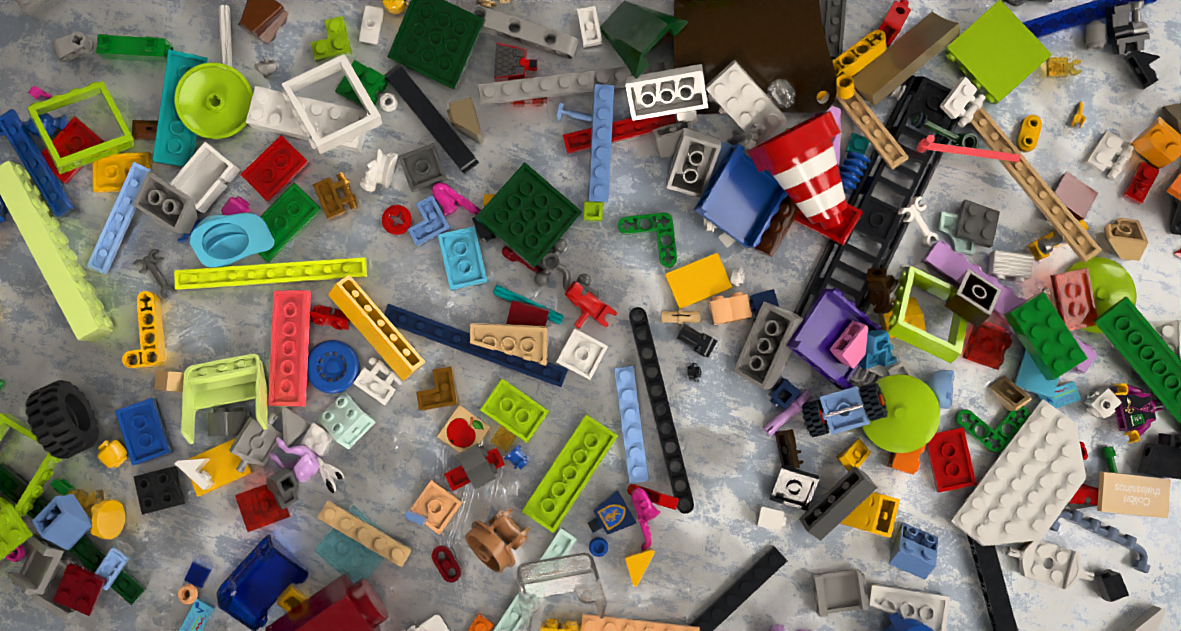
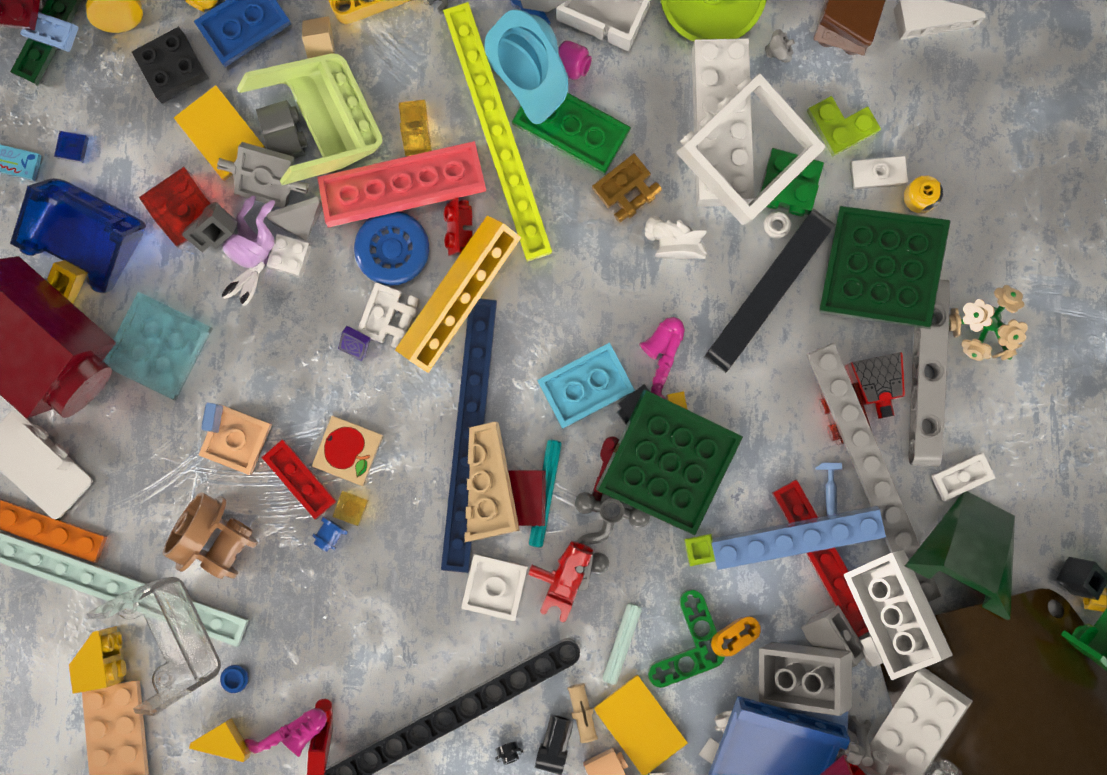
camera: 75 degrees right, 0 degrees up
(183, 594) = (40, 135): light nougat plate -> none
(193, 469) = (205, 101): white slope -> none
(252, 329) = (414, 127): none -> clear yellow slope
(274, 168) = (643, 96): red plate -> none
(346, 421) = (322, 286): light aqua bracket -> none
(364, 533) = (175, 354): tan plate -> none
(391, 408) = (354, 343): none -> dark purple tile
(395, 211) = (608, 270): red gear -> none
(422, 167) = (698, 296): dark grey plate -> none
(433, 223) = (624, 332): medium blue plate -> none
(443, 565) = (162, 473): dark red plate -> none
(444, 391) = (394, 409): pearl gold plate -> none
(464, 117) = (781, 337): dark tan slope -> none
(477, 466) = (302, 482): dark grey brick -> none
(514, 410) = (392, 513): lime plate -> none
(569, 473) = (325, 613): lime plate -> none
(612, 515) = (281, 687): torso -> none
(631, 424) = (414, 681): light blue plate -> none
(641, 279) = (621, 644): none -> light aqua axle
(651, 203) = (739, 641): none -> light orange beam

